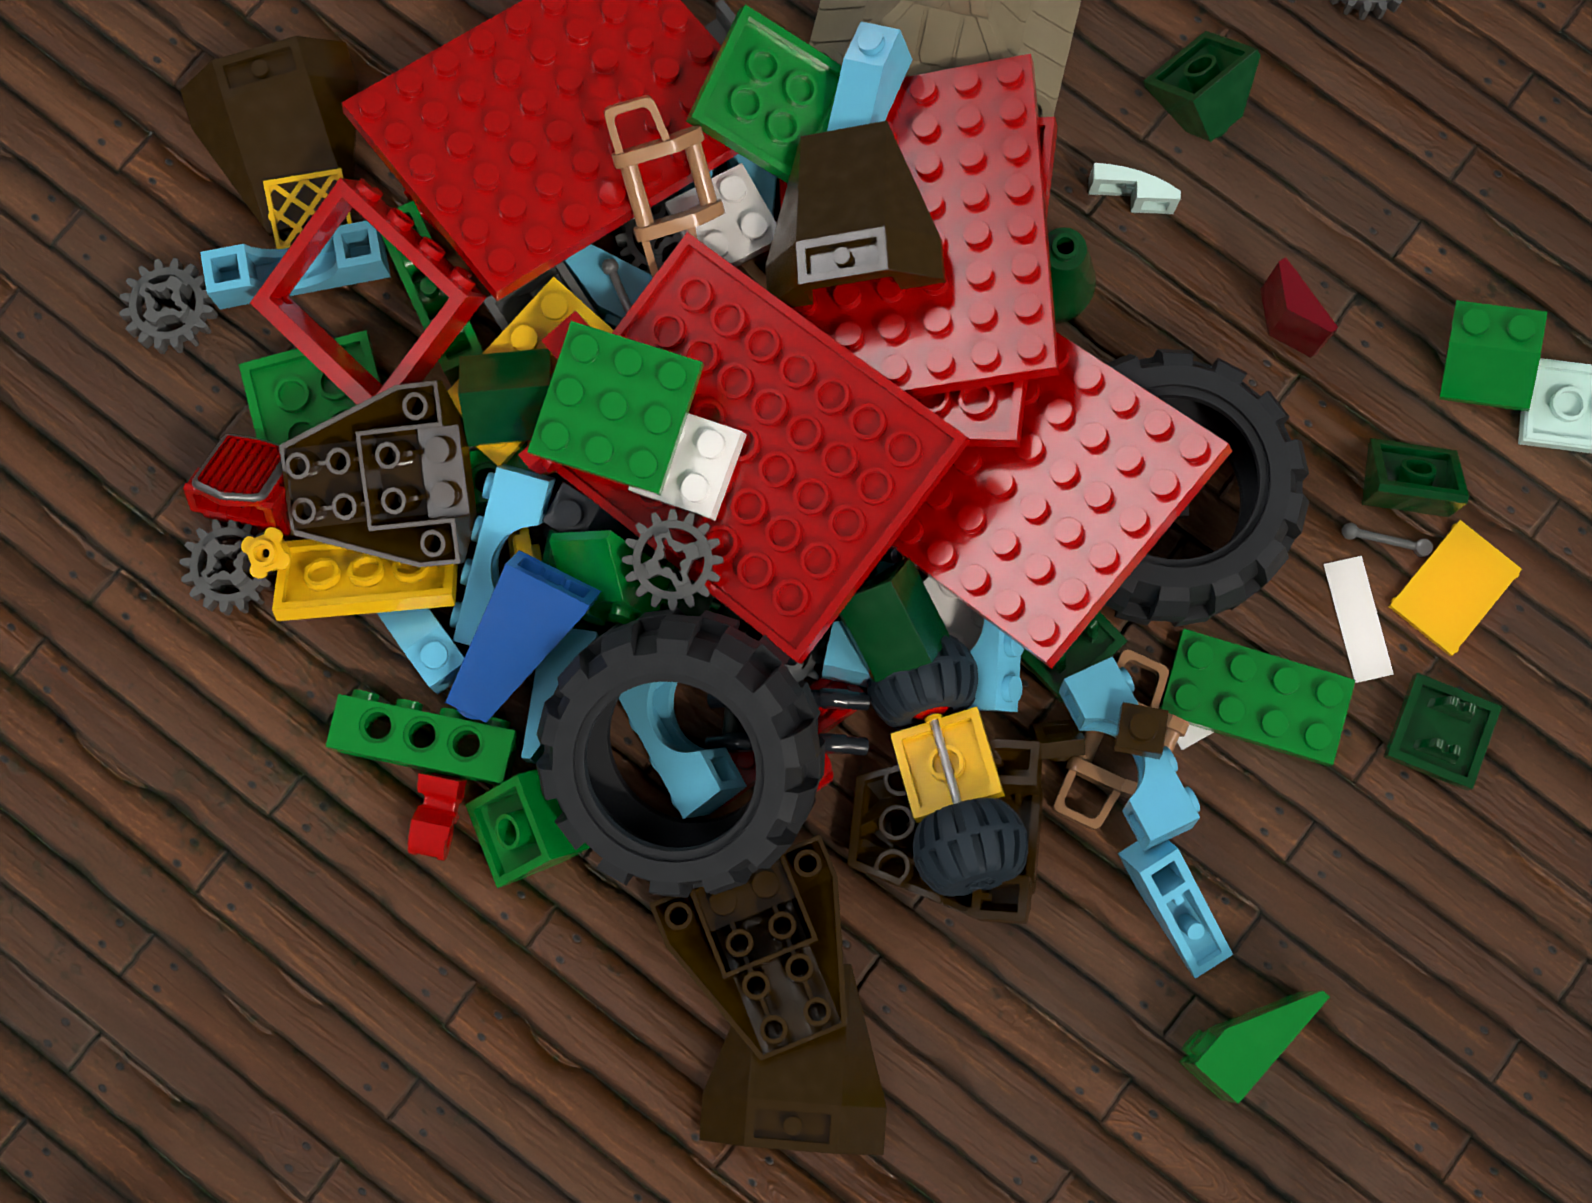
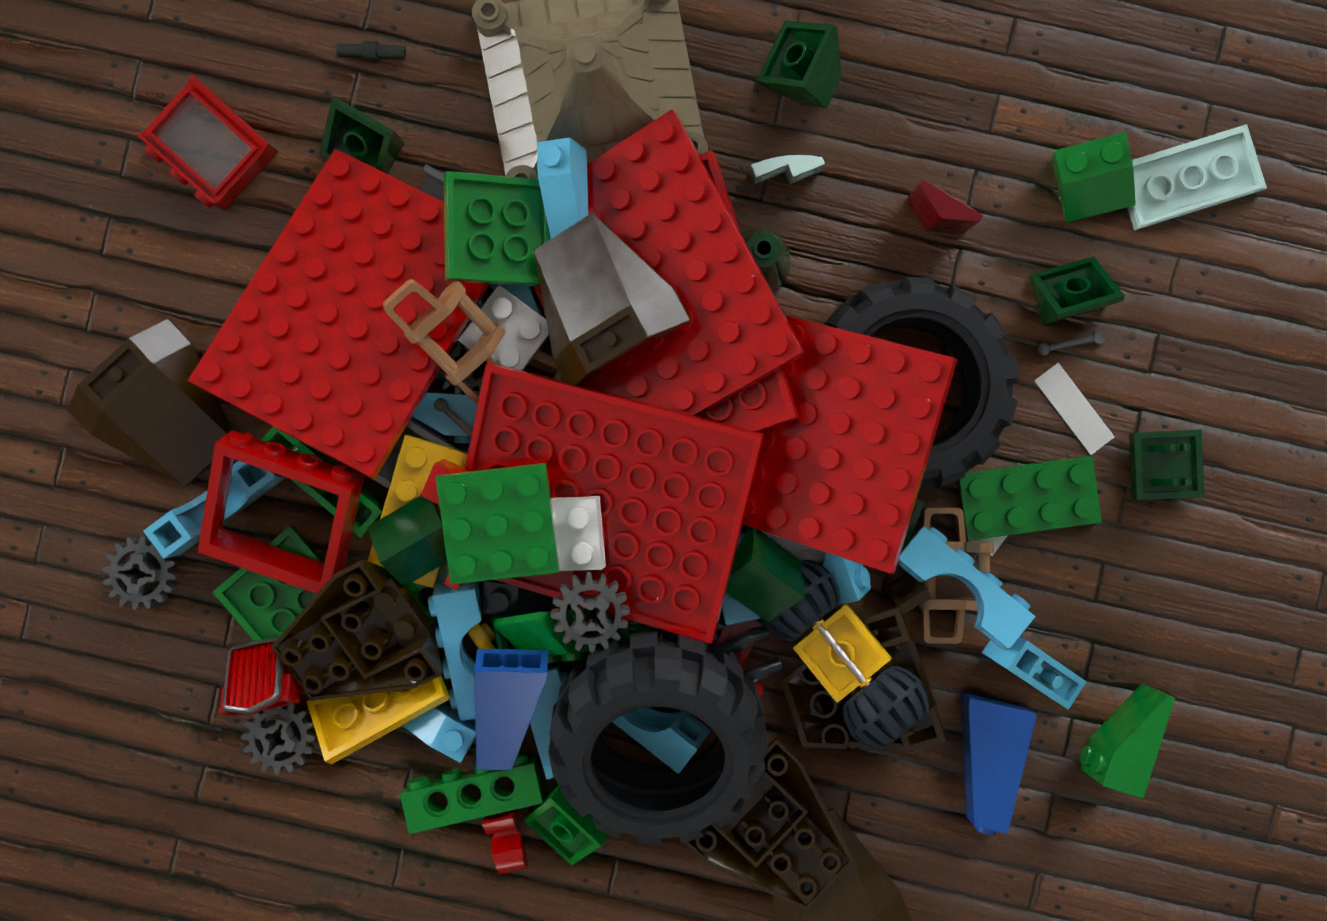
camera: 30 degrees left, 10 degrees up
(275, 216) = (183, 473): yellow window -> none
(279, 555) = (306, 715): yellow plate -> none
(1078, 987) = (994, 757): none -> blue slope
(1141, 730) = (968, 573): dark brown plate -> none
(1455, 588) = (1132, 356): yellow piece -> none

